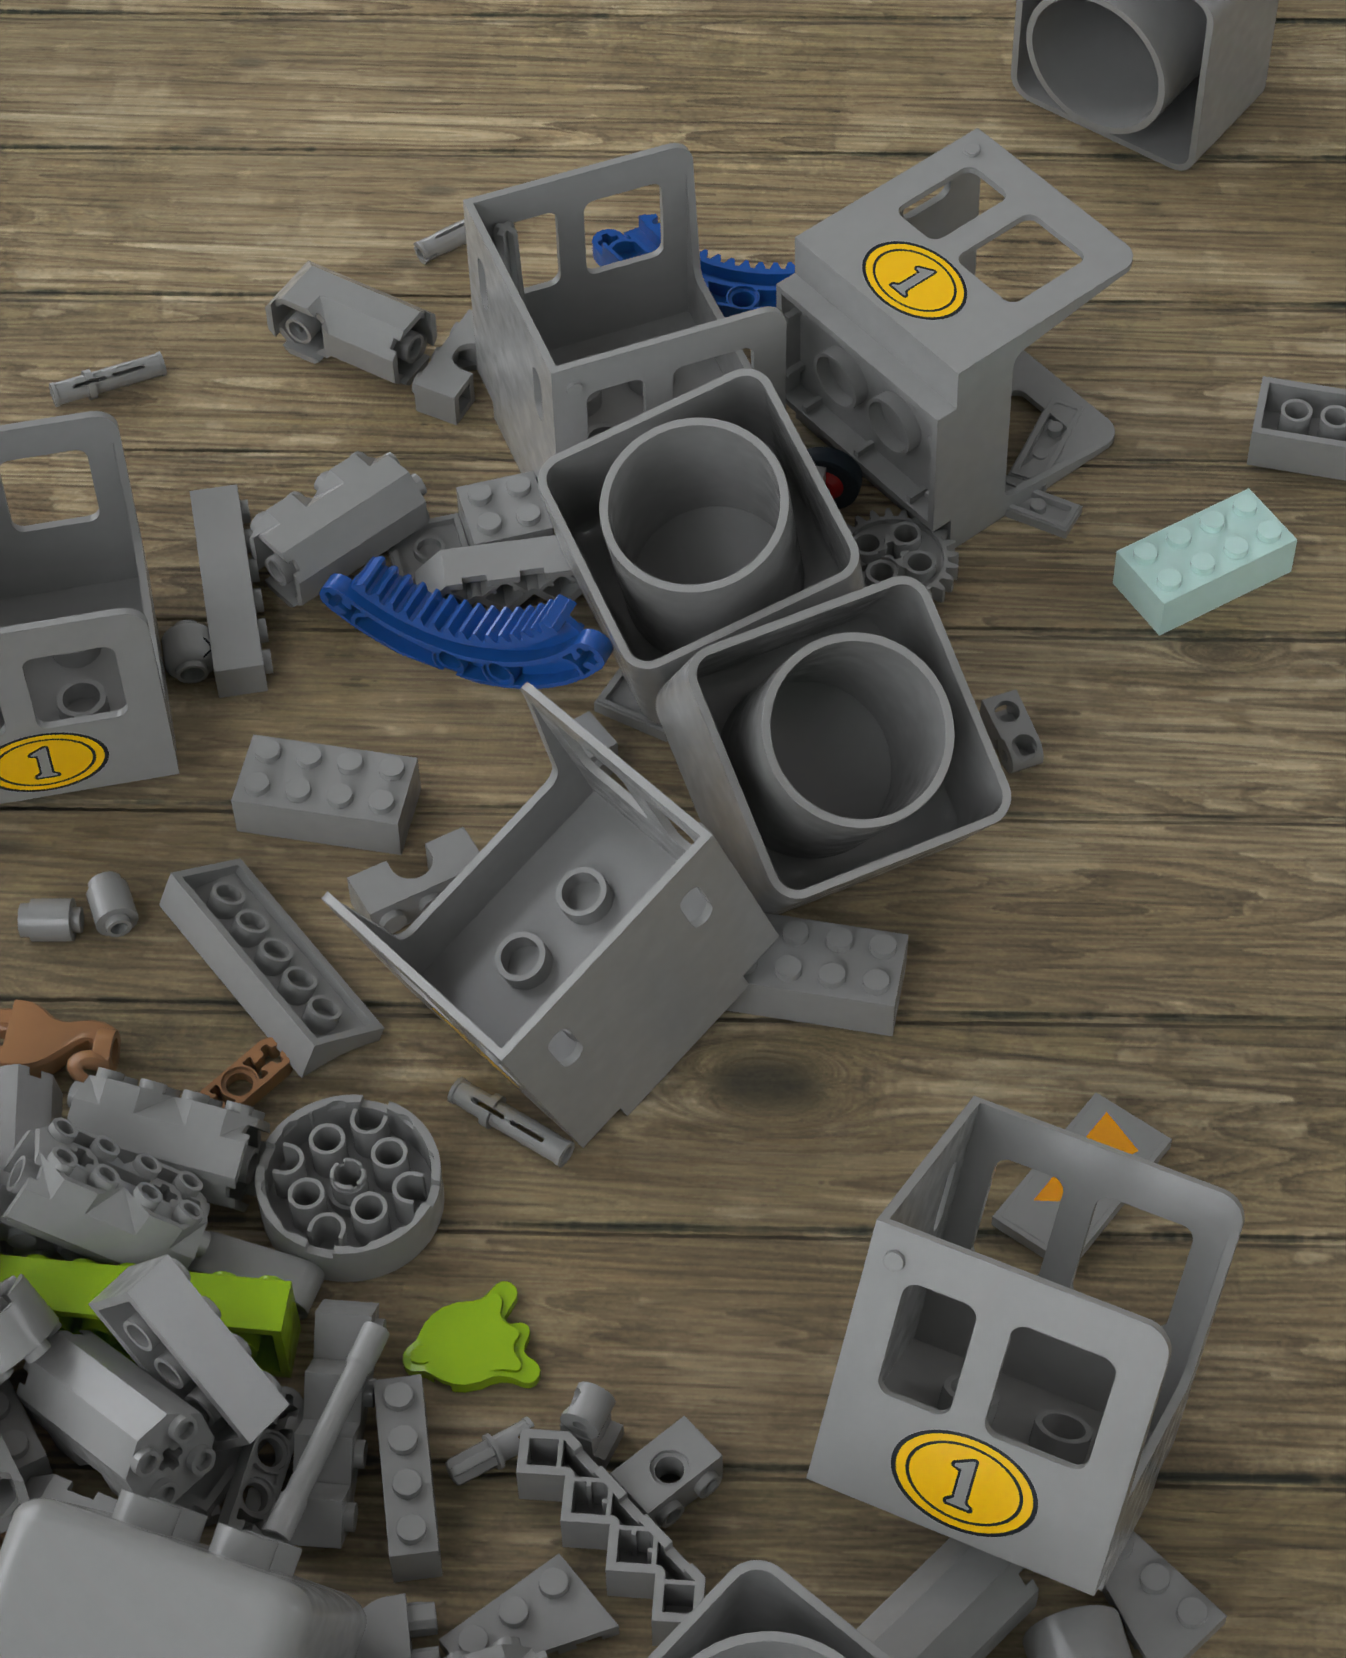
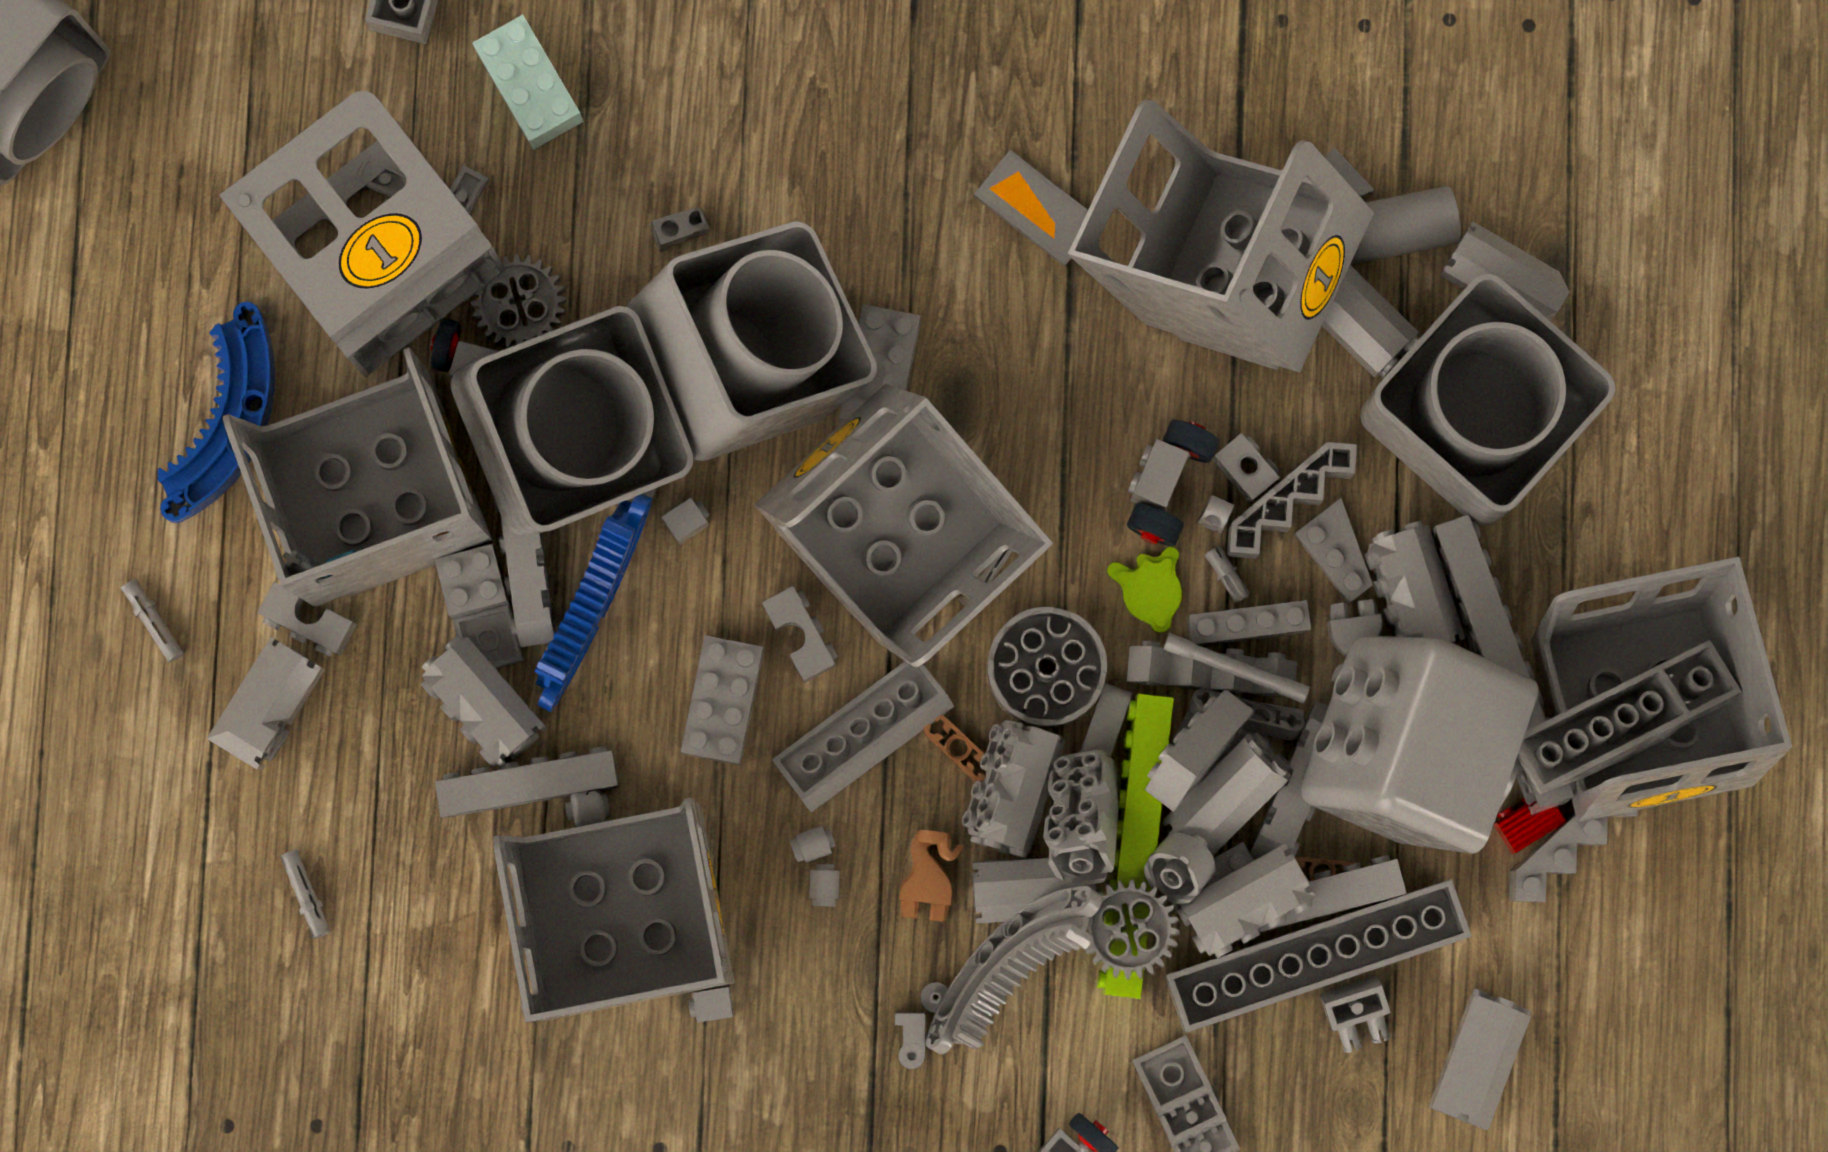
camera: 90 degrees left, 30 degrees up
(645, 1338) = (1159, 477): none -> brick

